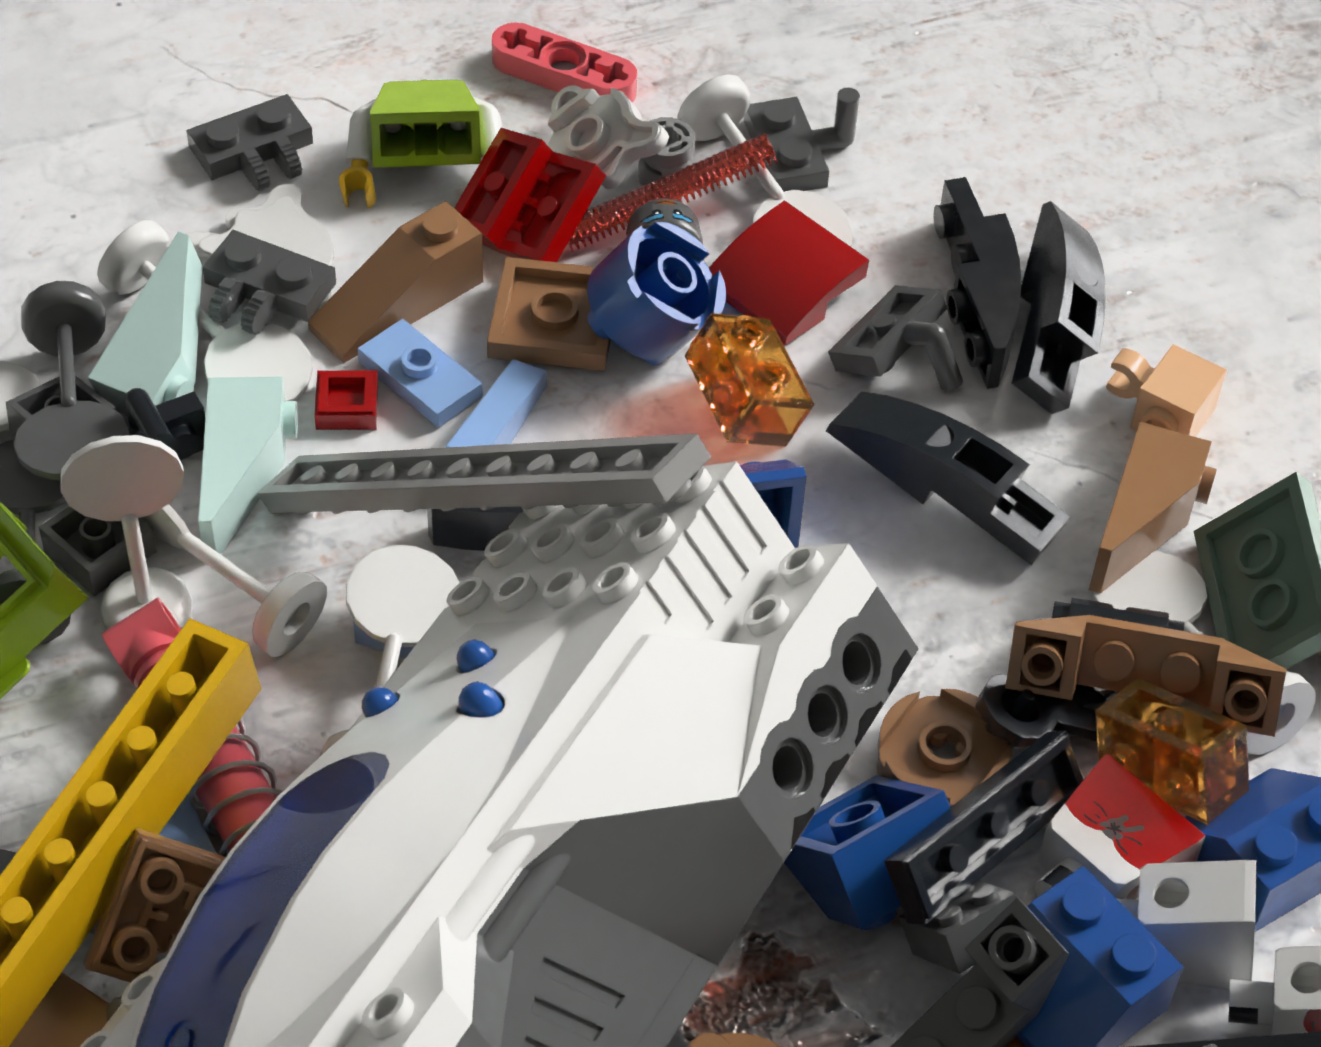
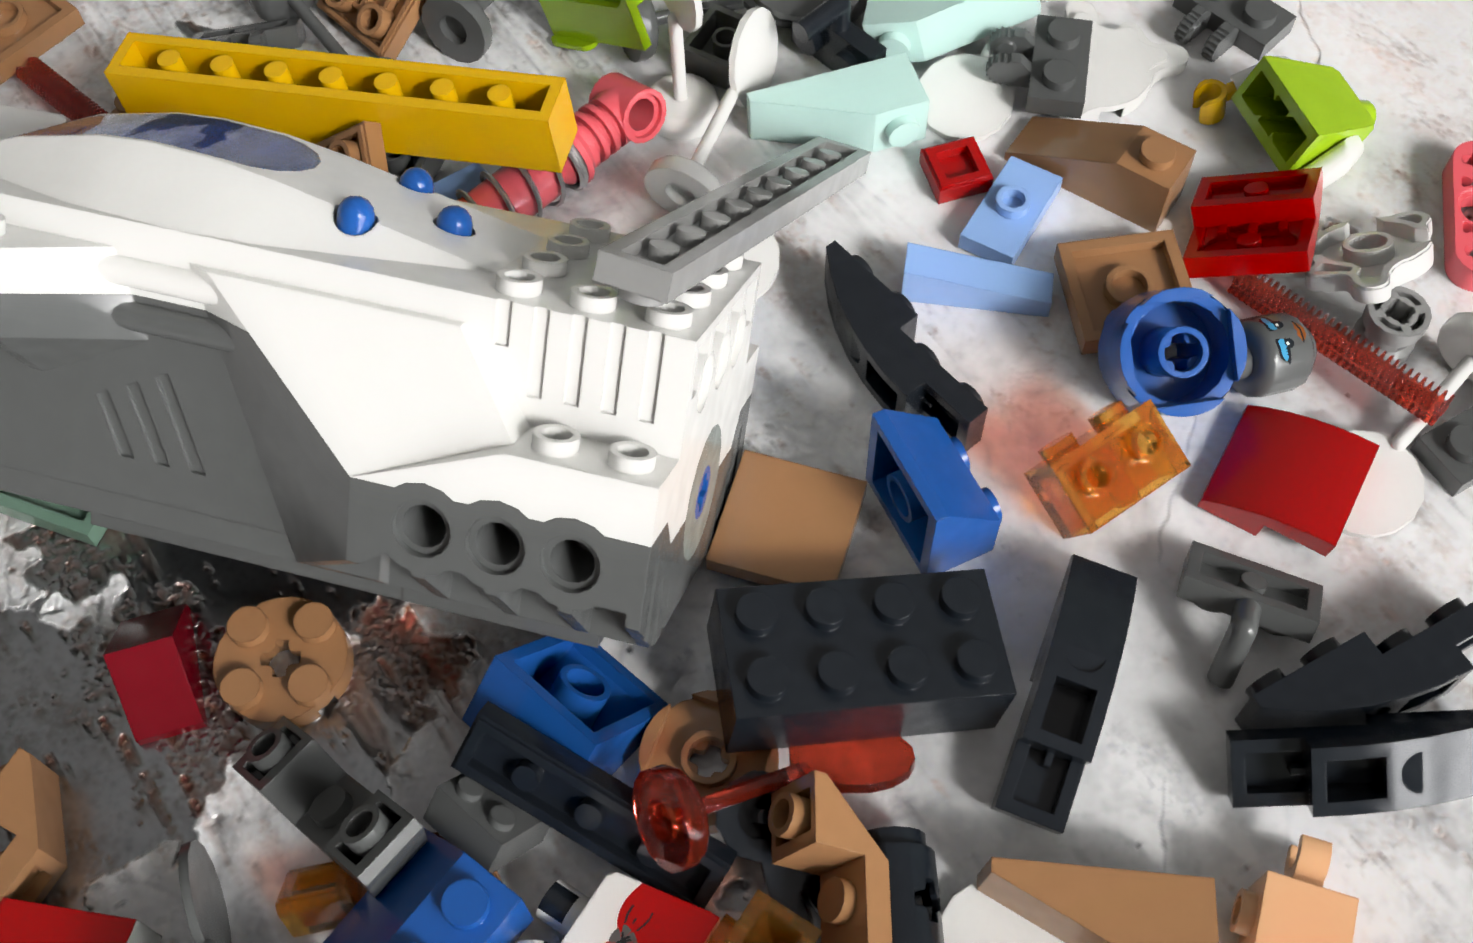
camera: 80 degrees right, 10 degrees up
(913, 554) = (857, 659): none -> black brick
(1036, 729) = (675, 816): none -> clear red piece

